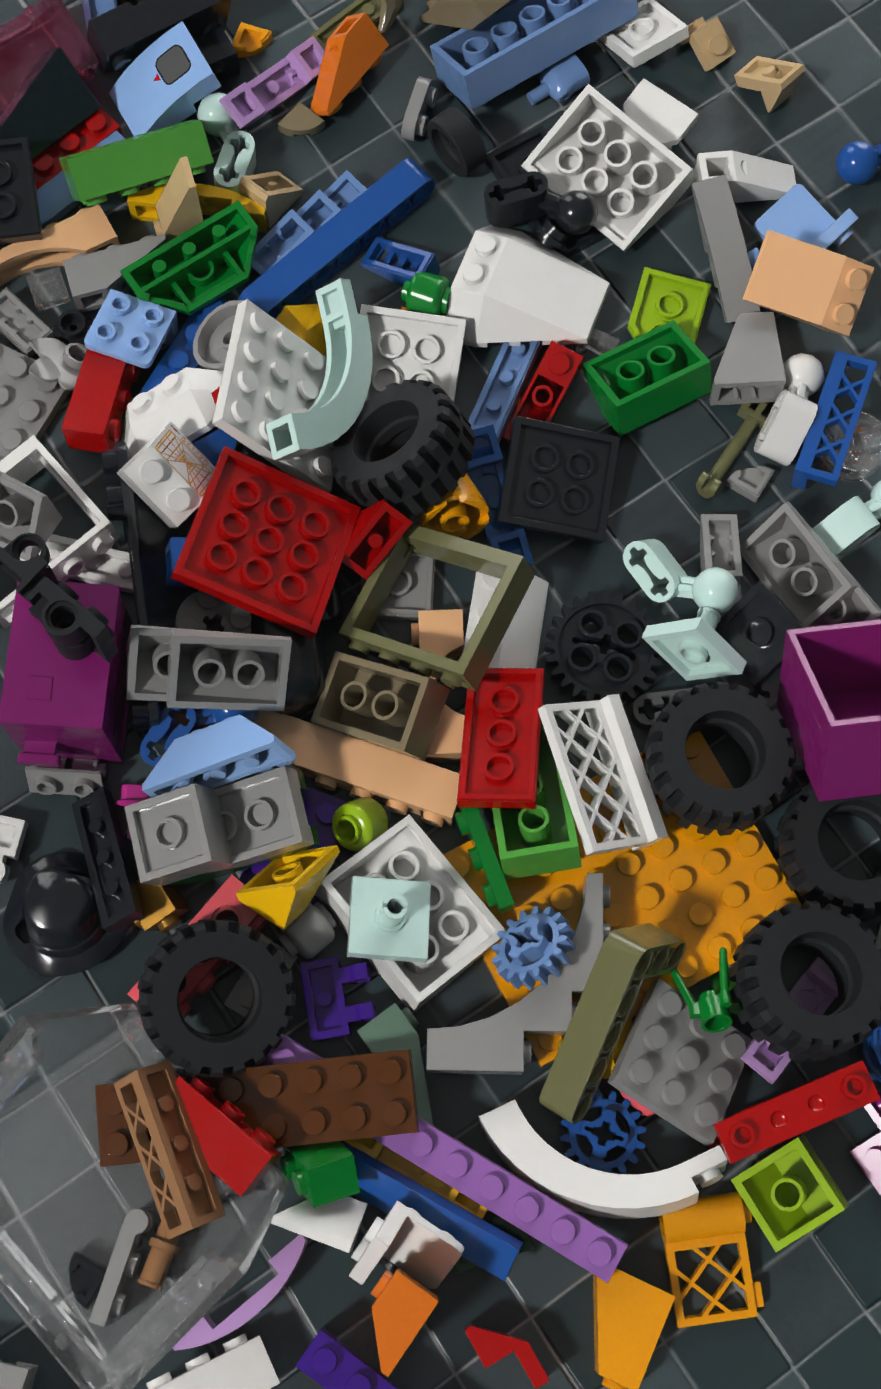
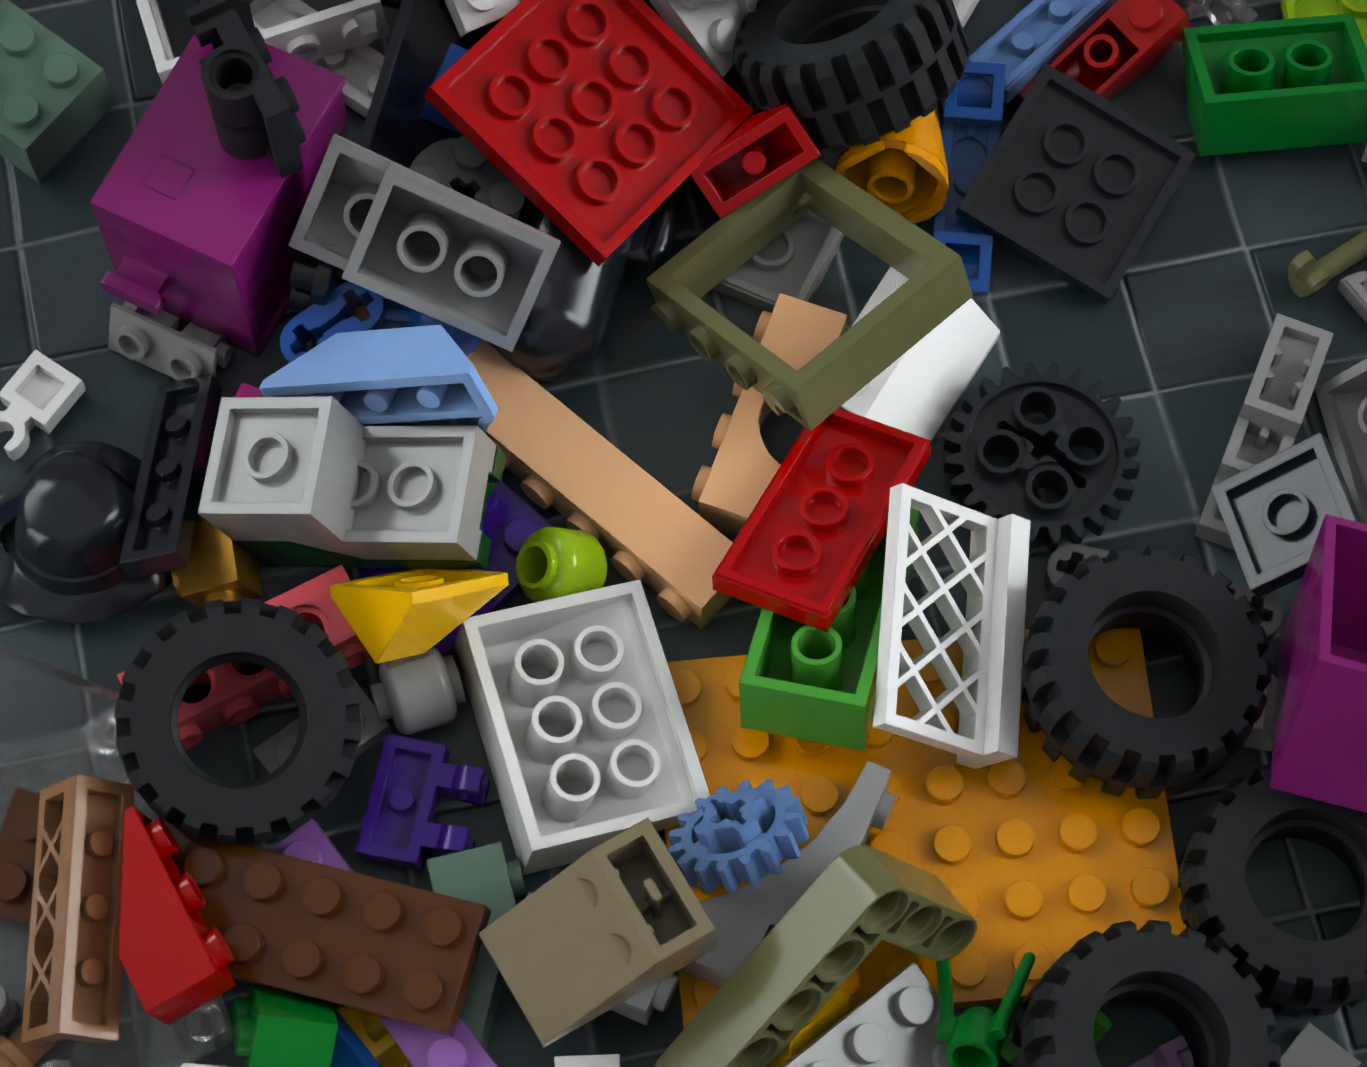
camera: 25 degrees right, 5 degrees down
(381, 705) = (664, 404): dark tan brick -> none
(389, 919) = (540, 712): light aqua tile -> none
(481, 1040) = (599, 933): none -> dark tan slope
(484, 858) = (721, 683): green plate -> none
(695, 646) = (1179, 495): light aqua tile -> none
(711, 588) = (1179, 388): light aqua beam -> none

